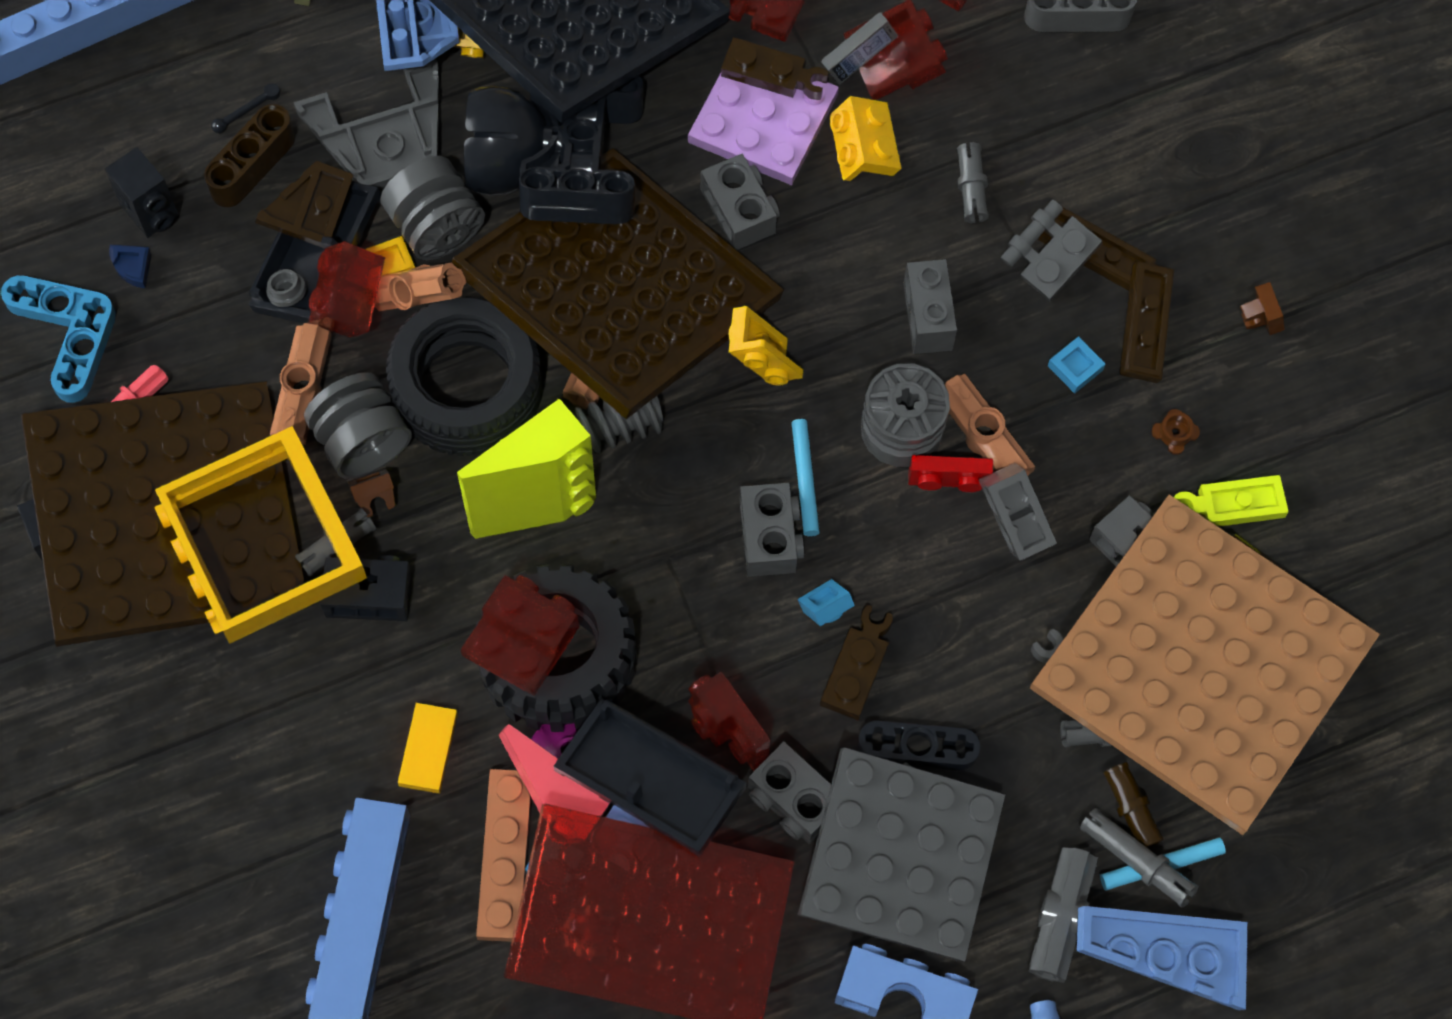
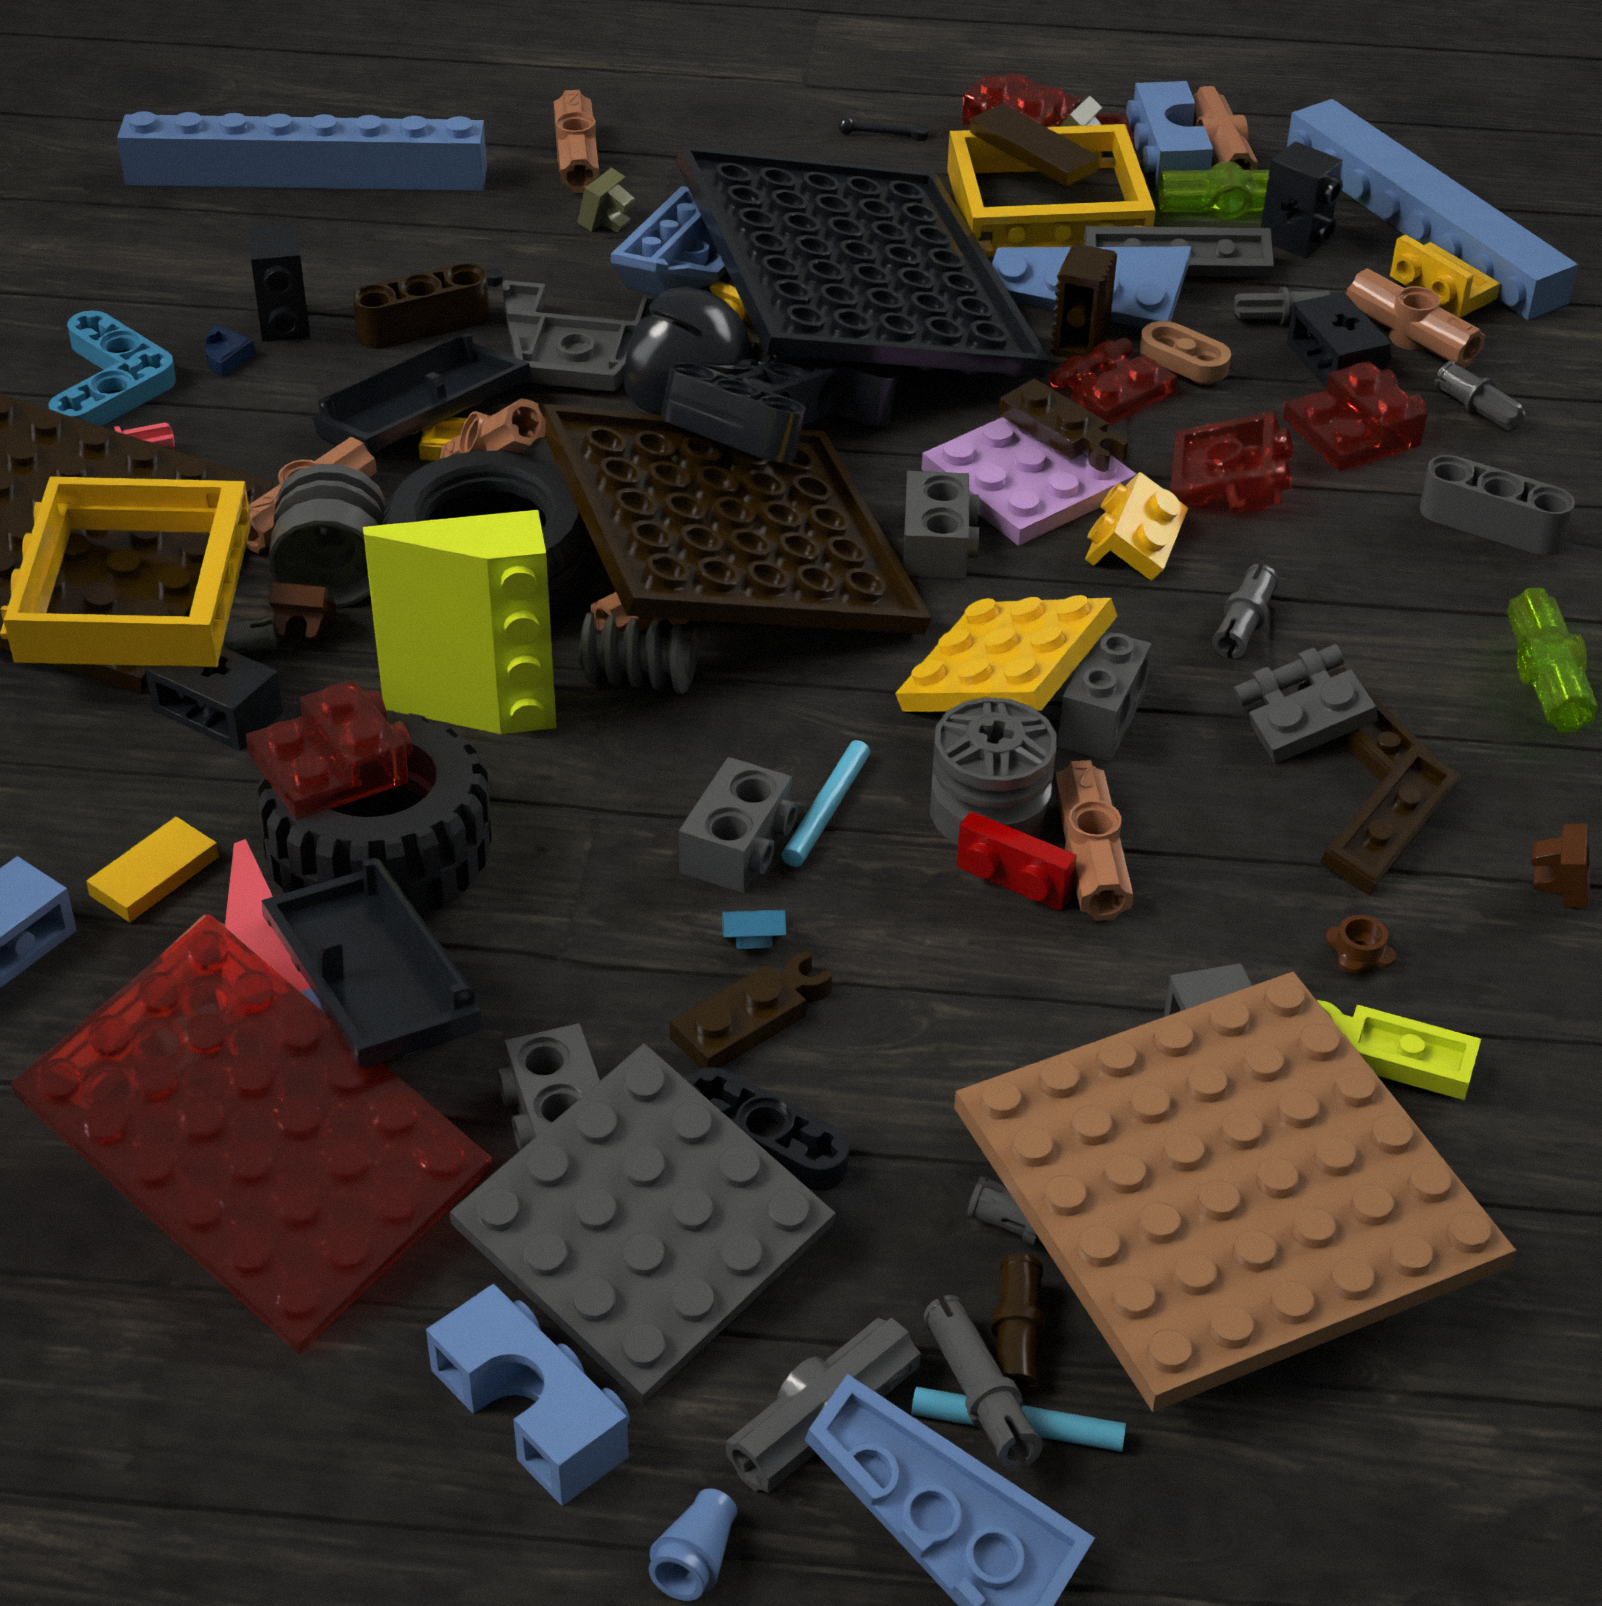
camera: 30 degrees right, 25 degrees down
(285, 288) = (359, 409): dark grey plate -> none
(309, 205) = (447, 346): dark brown wing -> none
(346, 289) = (417, 420): clear red brick -> none
(432, 207) = (572, 370): dark grey wheel -> none
(724, 716) = (522, 964): clear red plate -> none
(761, 347) = (856, 643): yellow bracket -> none
(856, 307) = (1007, 652): none -> yellow plate
(859, 48) = (1181, 434): tile -> none
(1017, 511) = (1070, 916): dark grey brick -> none
(1076, 364) = (1264, 825): dark azure plate -> none
(1177, 135) = (1552, 660): none -> clear neon green piece

